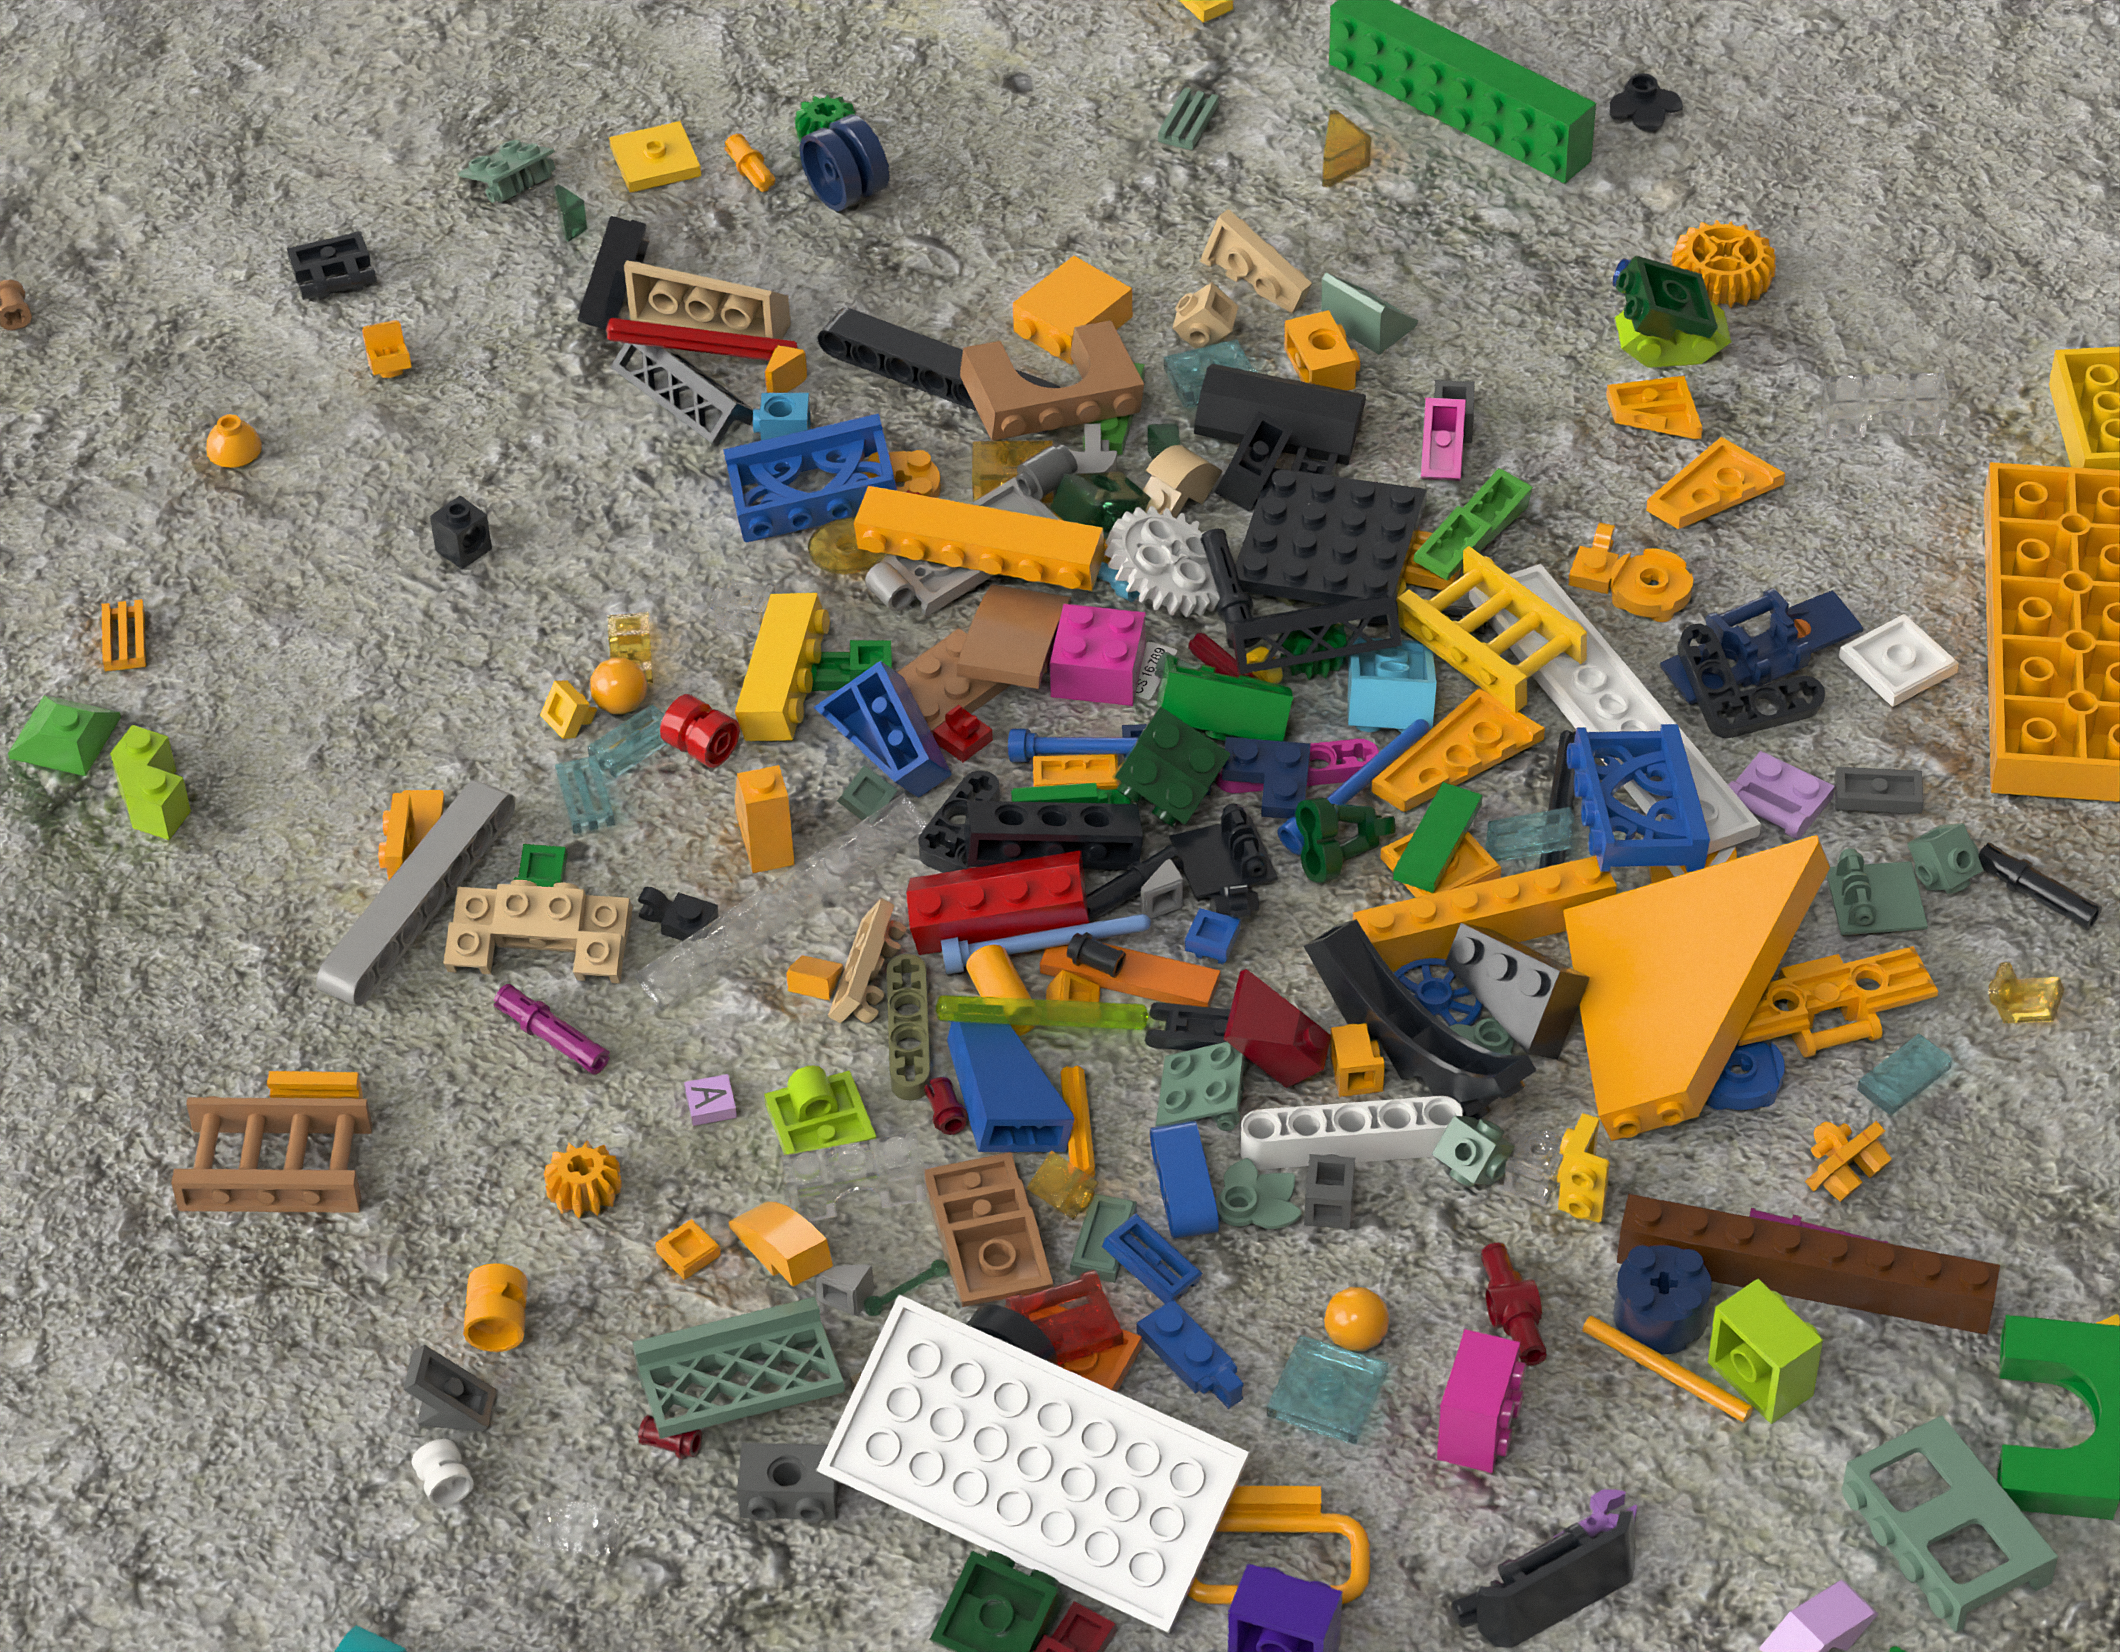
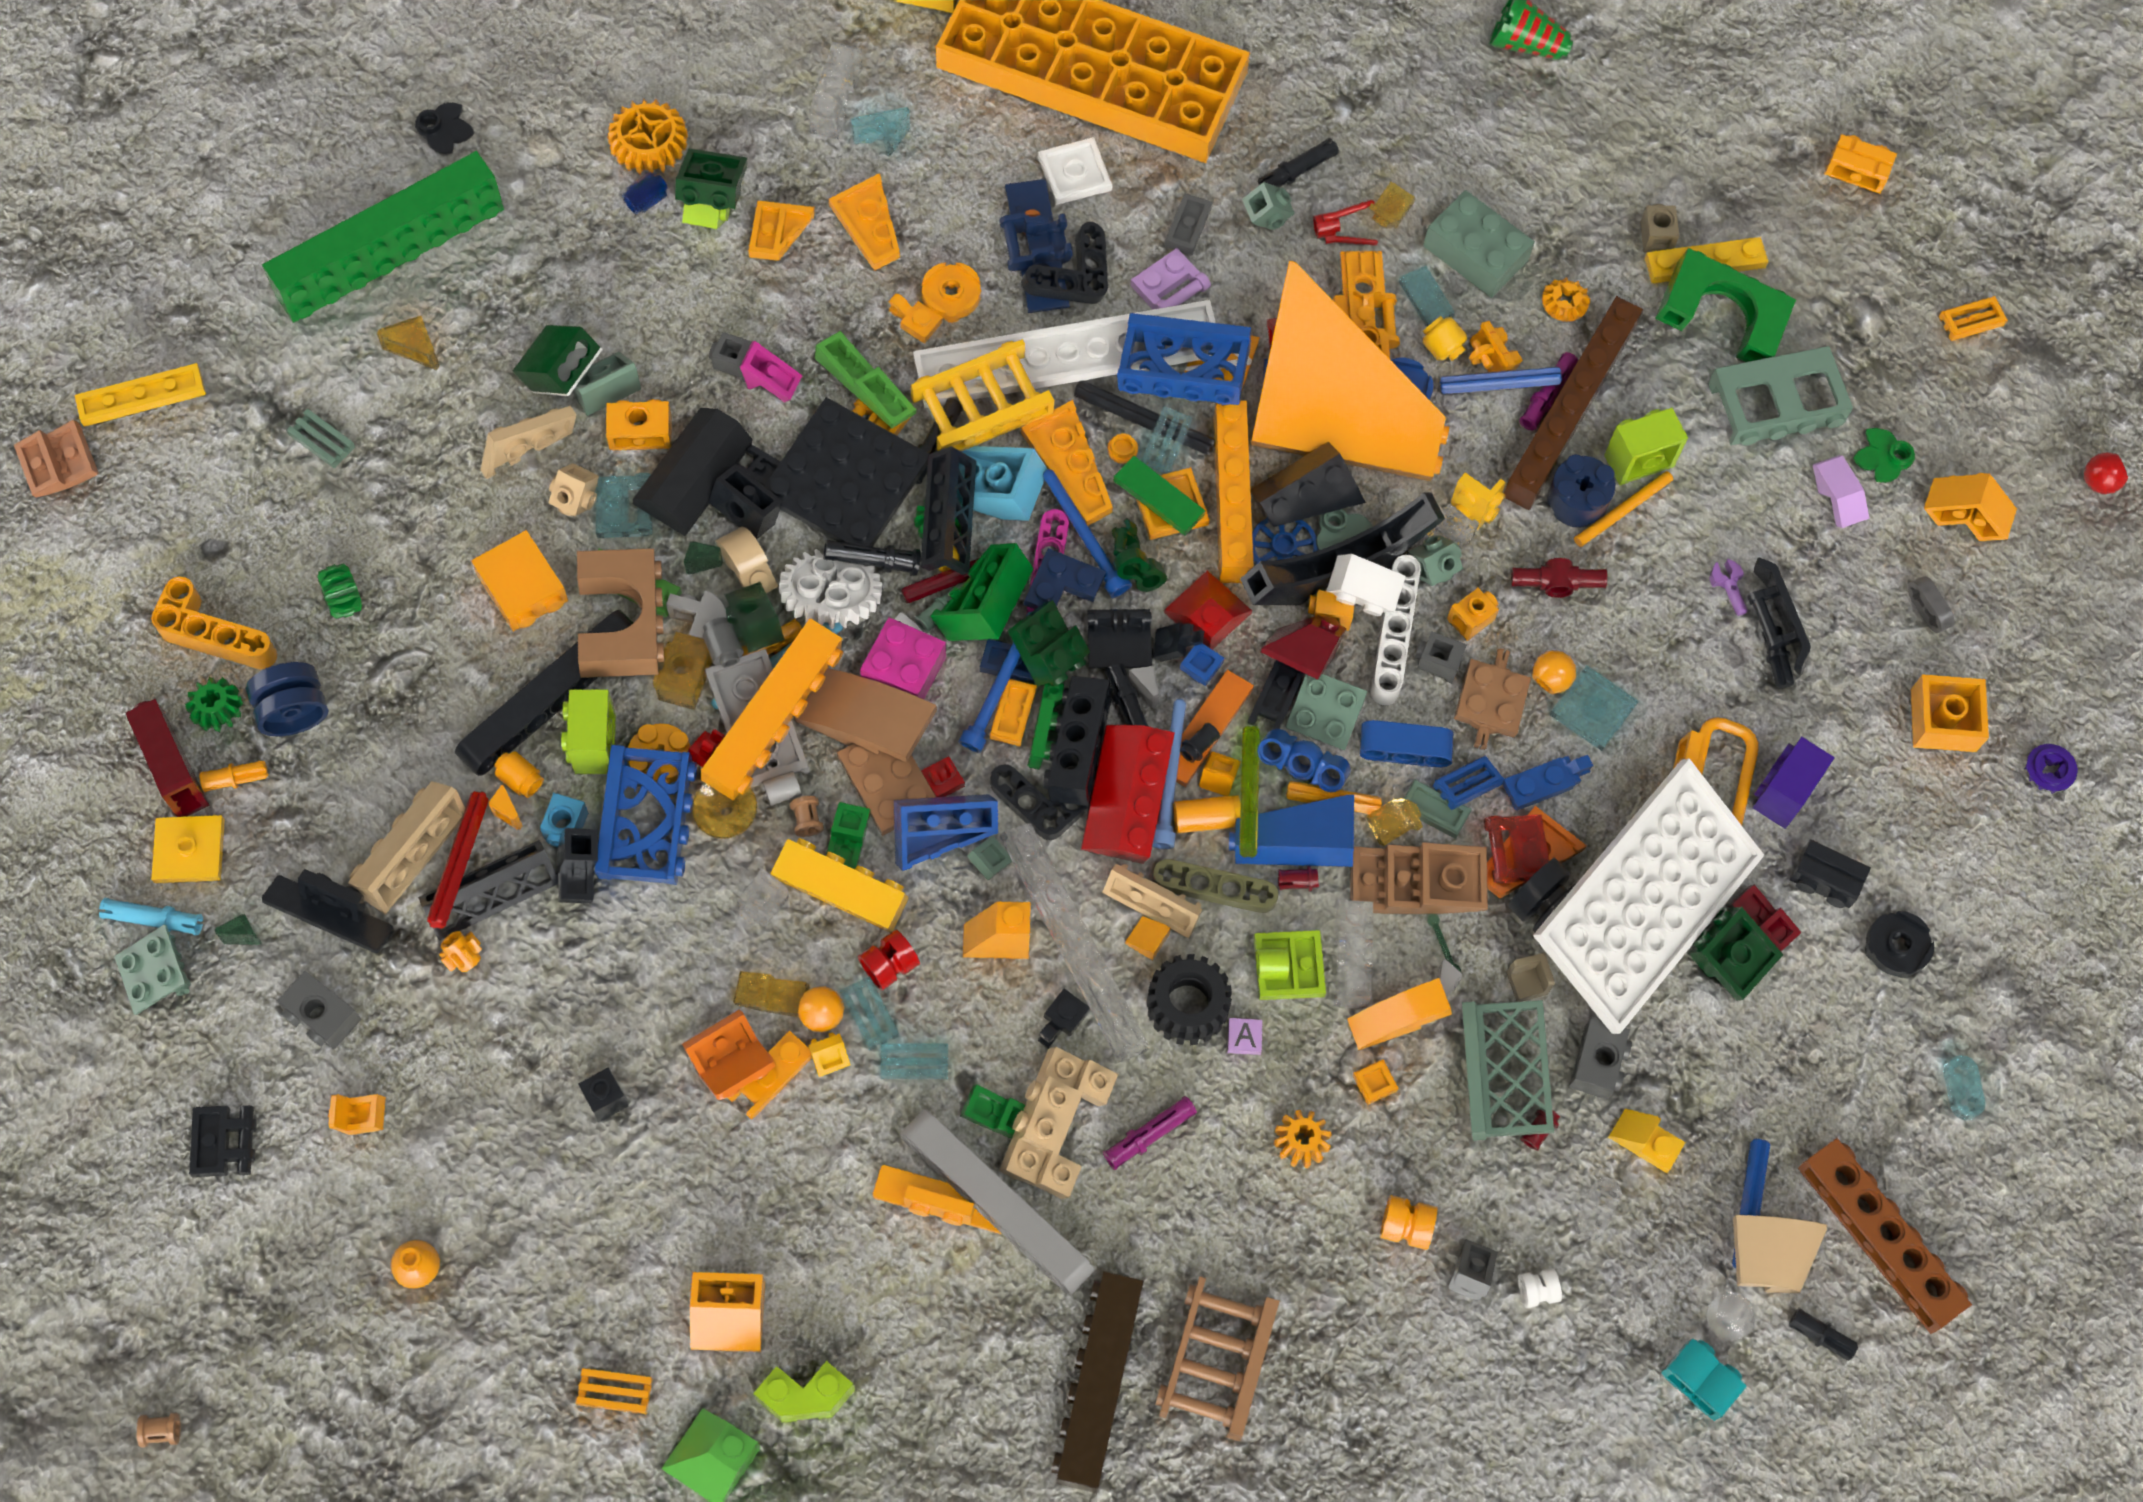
camera: 80 degrees left, 20 degrees up
(217, 1045) = (1099, 1382): none -> dark brown brick
(230, 692) = (726, 1311): none -> light orange slope
(314, 1084) = (1166, 1315): light orange tile -> none
(496, 293) = (308, 994): none -> dark grey brick
(527, 671) = (790, 1057): none -> light orange hinge
(539, 618) = (728, 1056): none -> orange bracket
(567, 155) = (151, 916): none -> medium azure pin
(597, 378) = (460, 951): none -> light orange gear
(688, 1569) = (1644, 1137): none -> yellow slope
(731, 994) = (1194, 974): none -> black tyre
(738, 424) = (576, 865): none -> black brick
(743, 103) = (166, 759): none -> dark red slope
(829, 371) = (518, 774): none -> light orange brick
(864, 620) = (806, 816): none -> medium nougat bush
(905, 397) = (589, 730): none -> lime brick
(914, 71) = (216, 630): none -> light orange beam
(995, 171) = (339, 591): none -> green gear
(1113, 1069) = (1319, 762): none -> blue piece
(1262, 1196) = (1426, 701): sand green plate -> none
(1280, 930) = (1209, 608): none -> red slope
(1293, 1265) = (1492, 698): none -> medium nougat plate
(1365, 255) = (557, 360): none -> dark green piece
(1380, 1051) = (1365, 584): none -> white brick
(1413, 1215) = (1471, 621): none -> light orange brick
(1480, 1401) = (1646, 618): dark pink brick -> none
(1502, 799) = (1122, 448): none -> light orange plate
(1800, 1171) = (1500, 380): none -> axle
(1838, 1095) = (1444, 339): none -> yellow head
(1854, 464) = (885, 125): none -> clear light blue slope
(1875, 896) = (1271, 254): sand green hinge -> none
(1961, 937) = (1328, 224): none -> red plant
(1997, 1249) = (1563, 309): none -> light orange gear
(2015, 1104) = (1478, 243): none -> sand green brick

